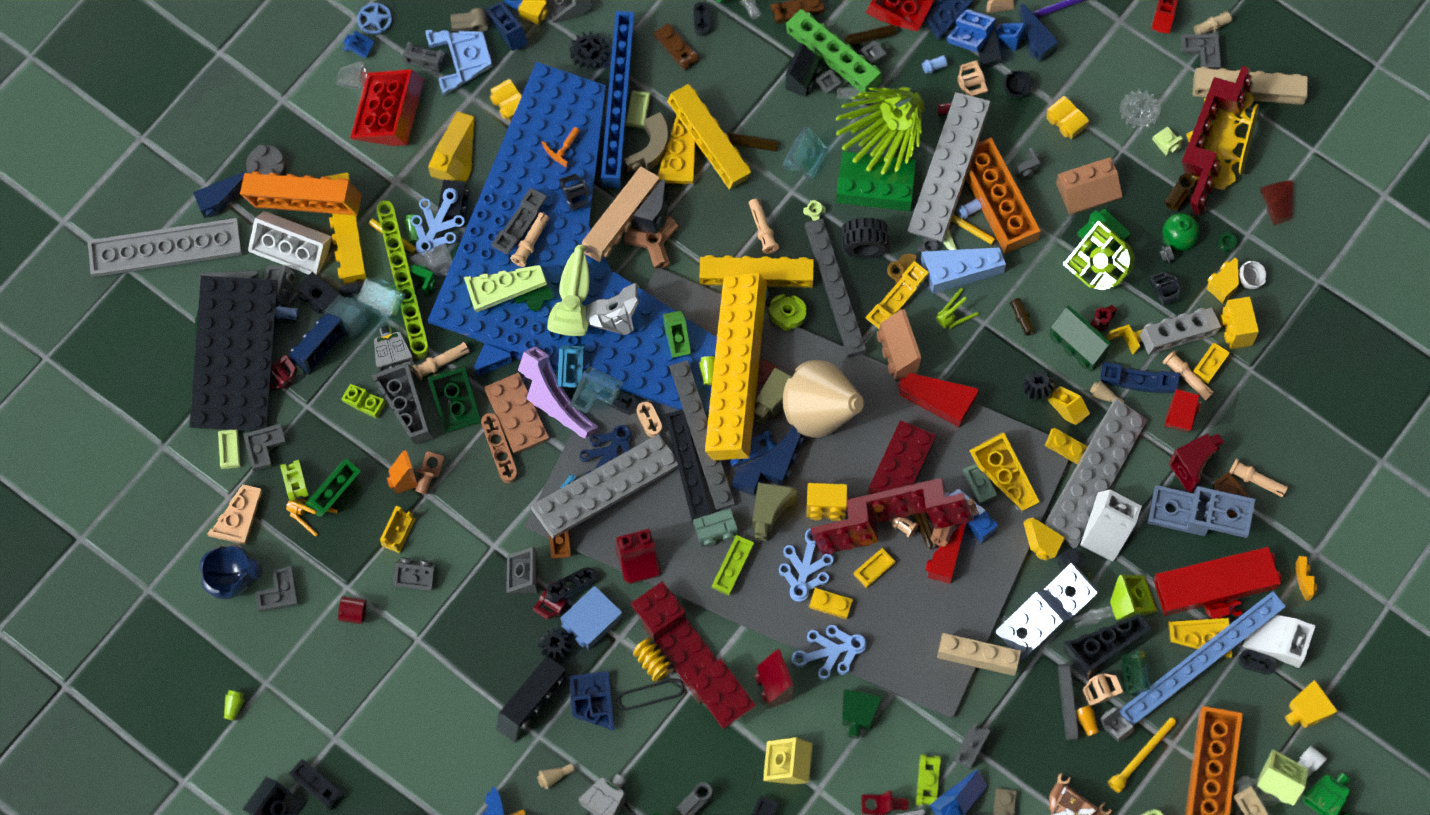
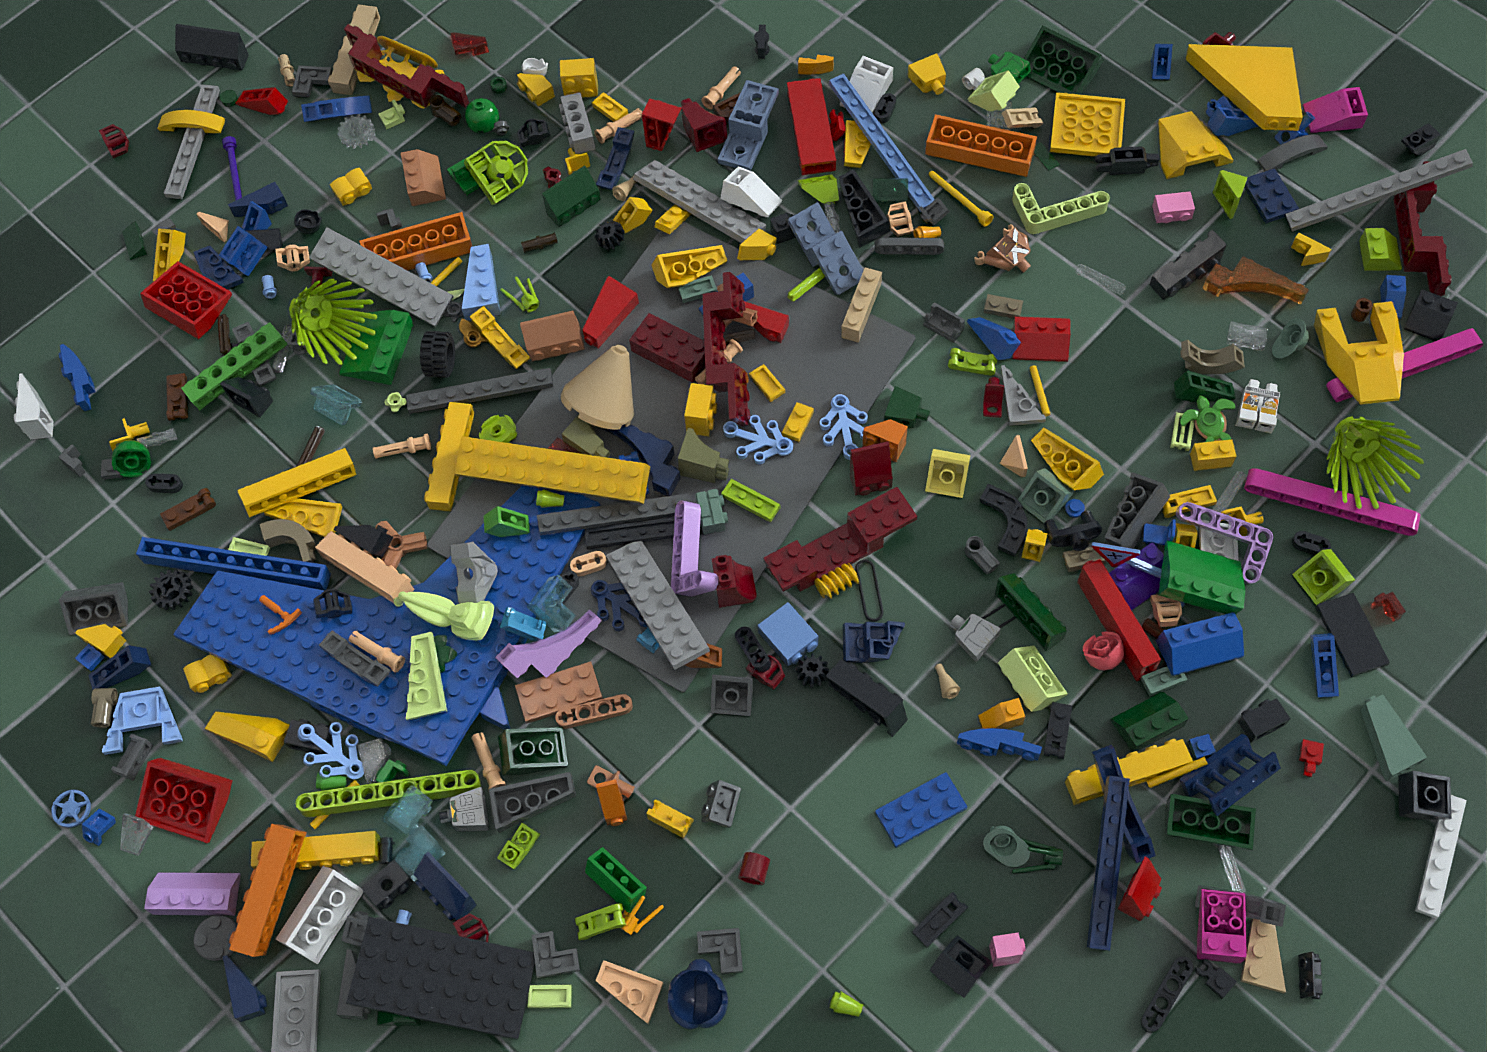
camera: 80 degrees left, 5 degrees down
(302, 136) = (193, 894): none -> lavender slope
(423, 760) = (921, 809): none -> blue plate
(658, 507) = (685, 575): none -> lavender beam
(815, 696) = (887, 431): none -> orange slope
(998, 594) = (805, 285): none -> lime axle
(1164, 83) = (336, 108): none -> blue slope
(1327, 513) = (761, 39): none -> black piece

